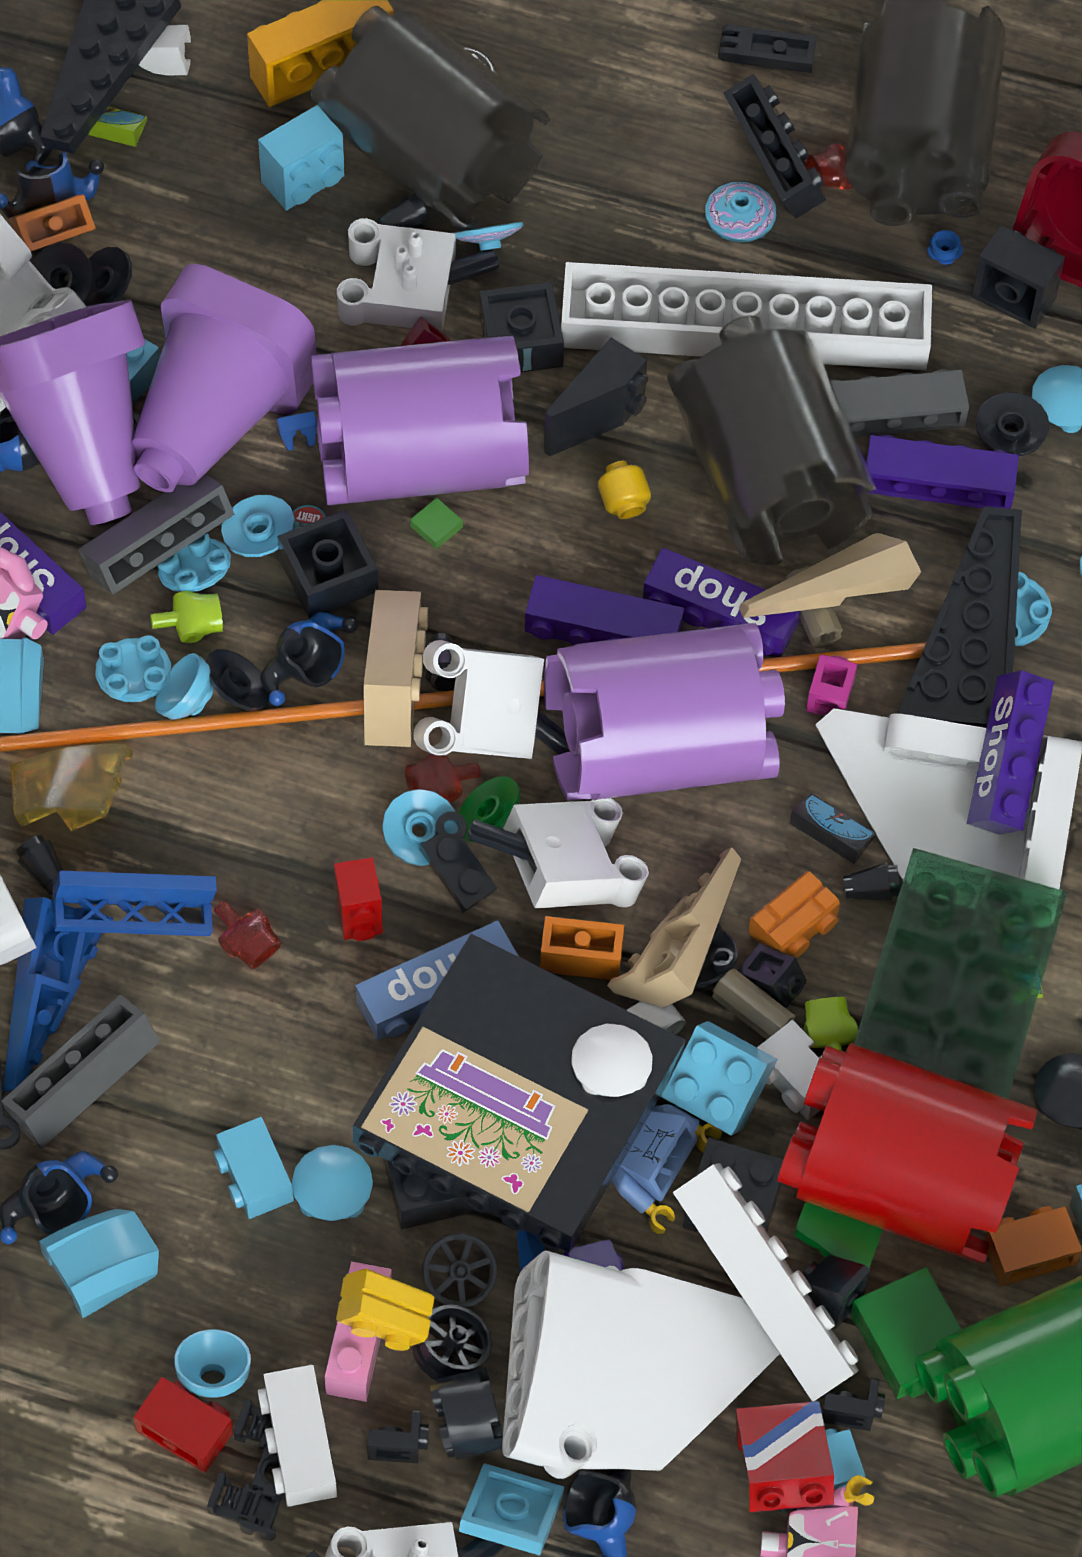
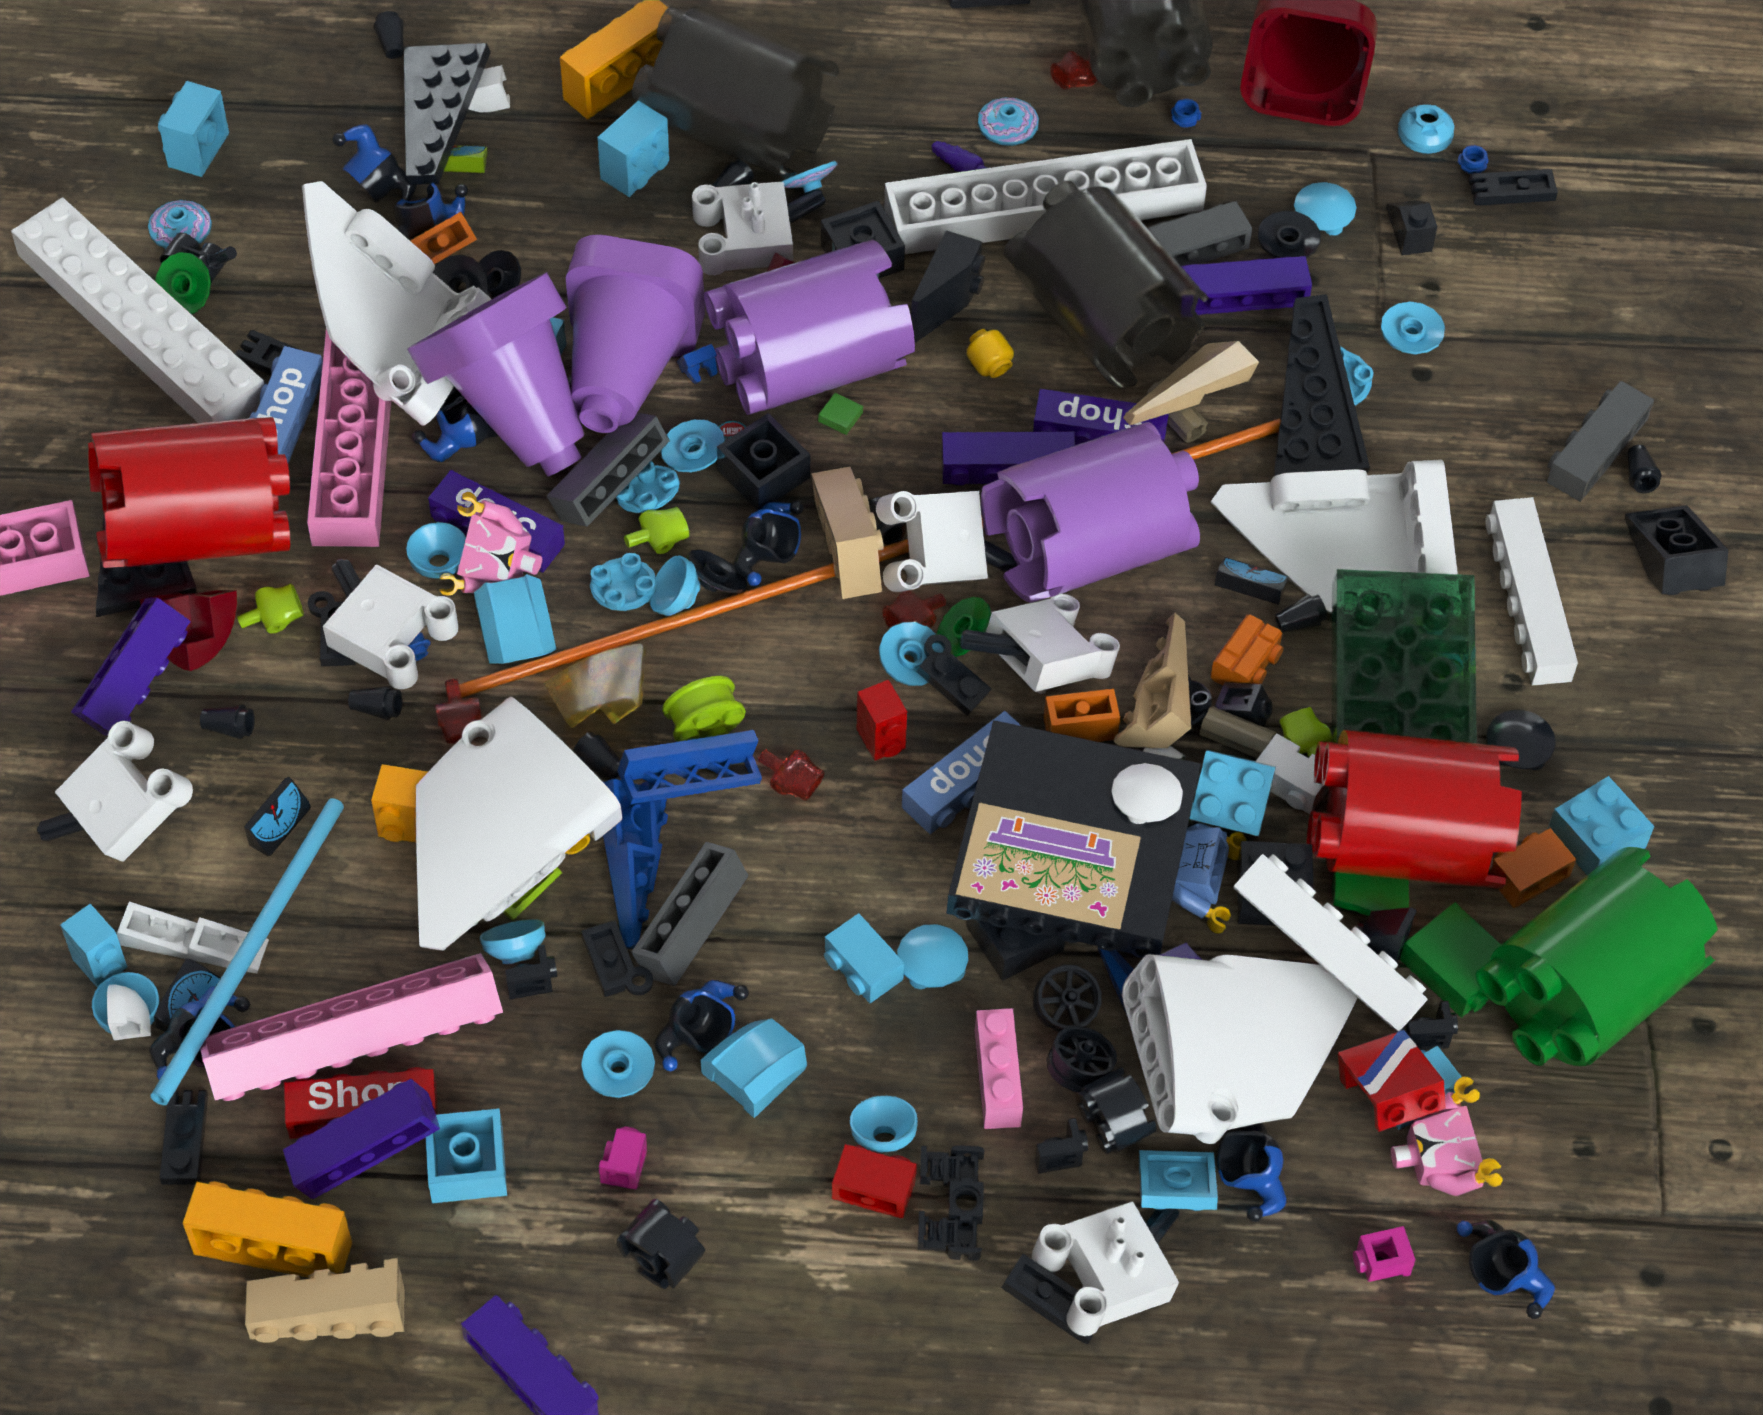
camera: 15 degrees left, 5 degrees down
(167, 841) = (704, 709): none -> lime wheel
(298, 1436) = (979, 1163): white brick -> none
(385, 1309) = (1022, 1038): yellow brick -> none
(669, 249) = (958, 158): none -> dark purple piece
(774, 145) = (1023, 62): black brick -> none
(831, 685) = (1214, 467): dark pink brick -> none
(1010, 752) = (1383, 483): dark purple brick -> none
(1018, 276) = (1256, 120): black brick -> none

